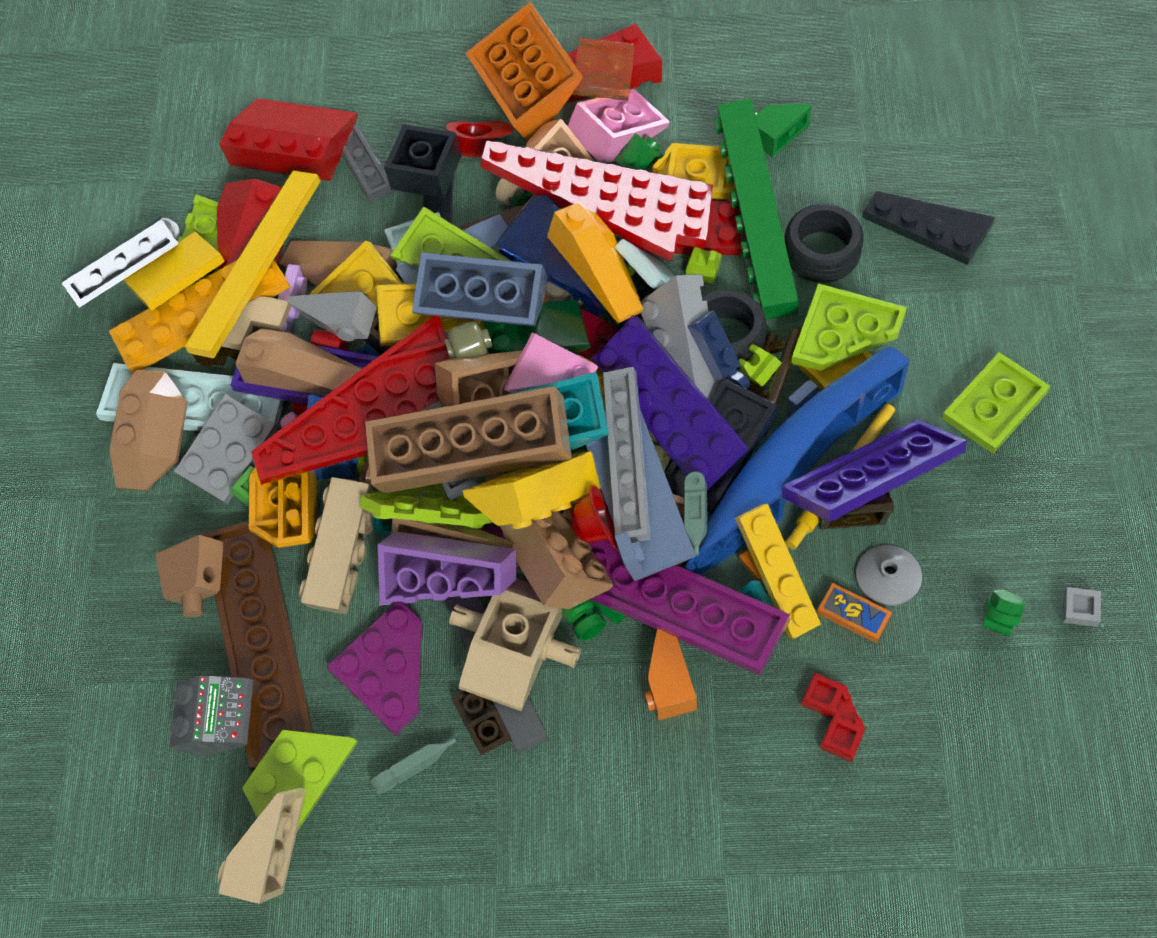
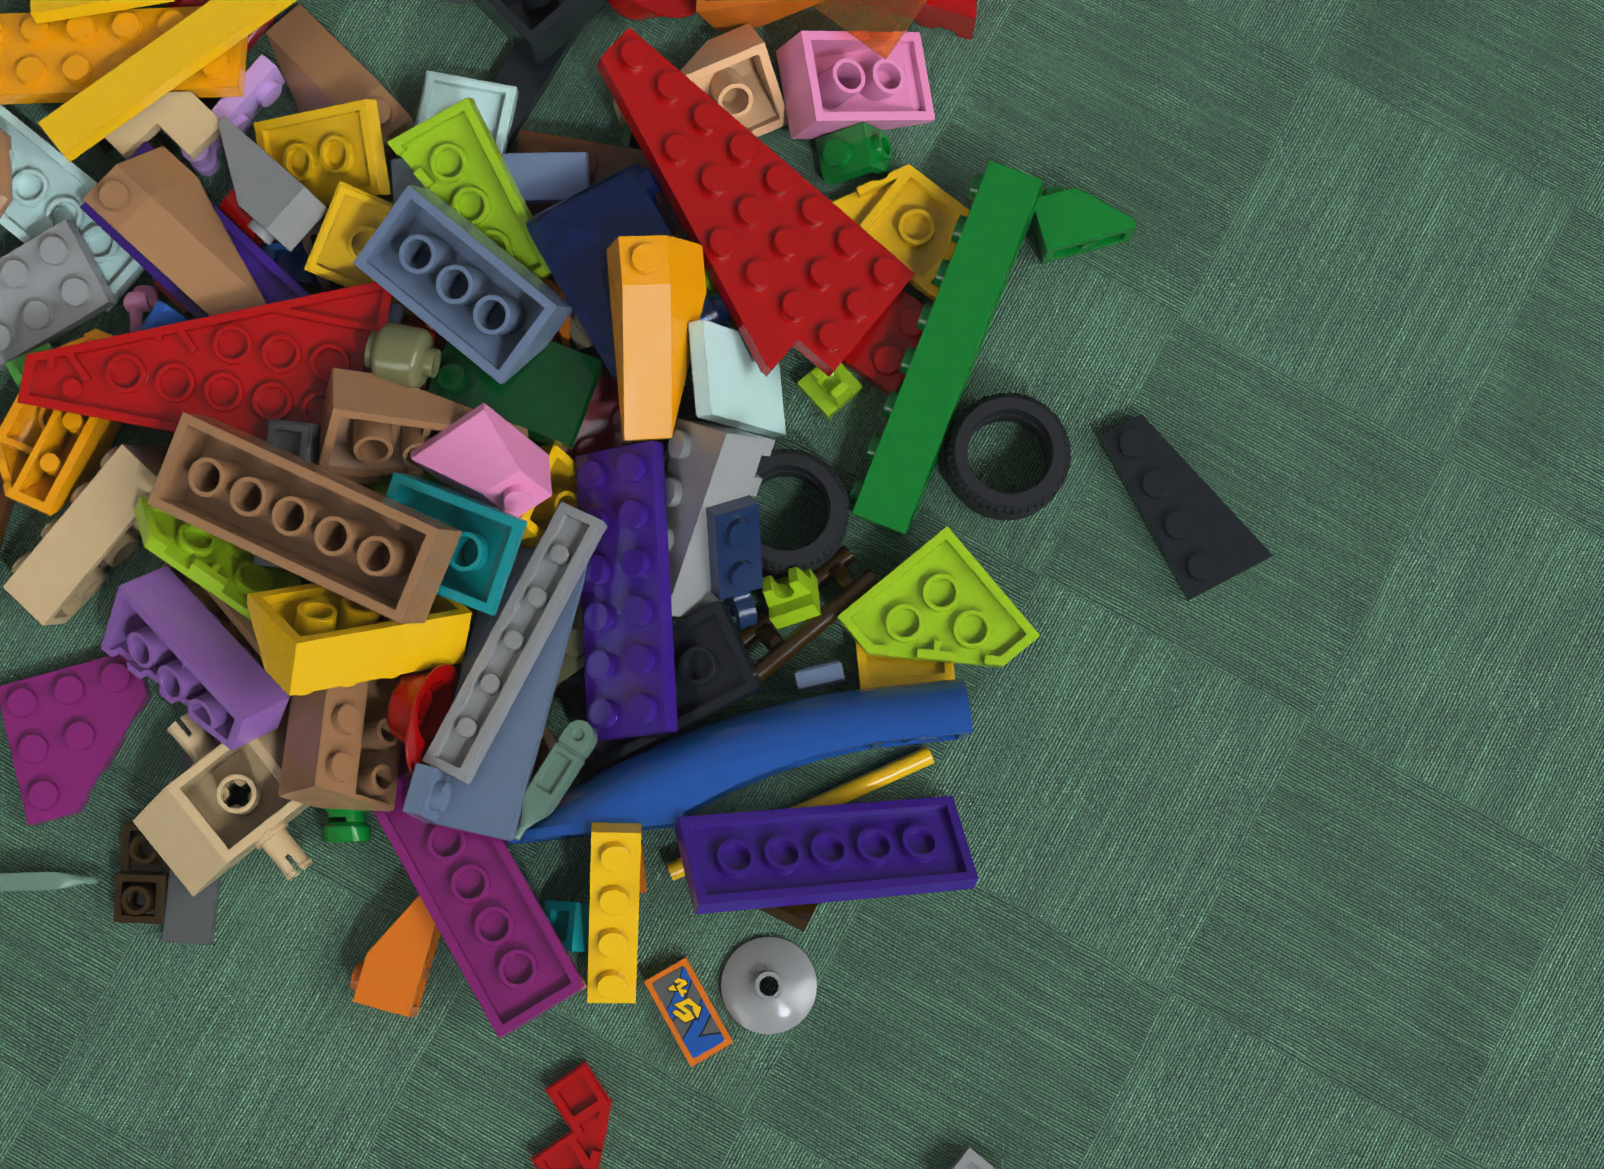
camera: 20 degrees right, 20 degrees up
(996, 402) = (1070, 835): lime plate -> none
(1003, 611) = (870, 1128): green piece -> none

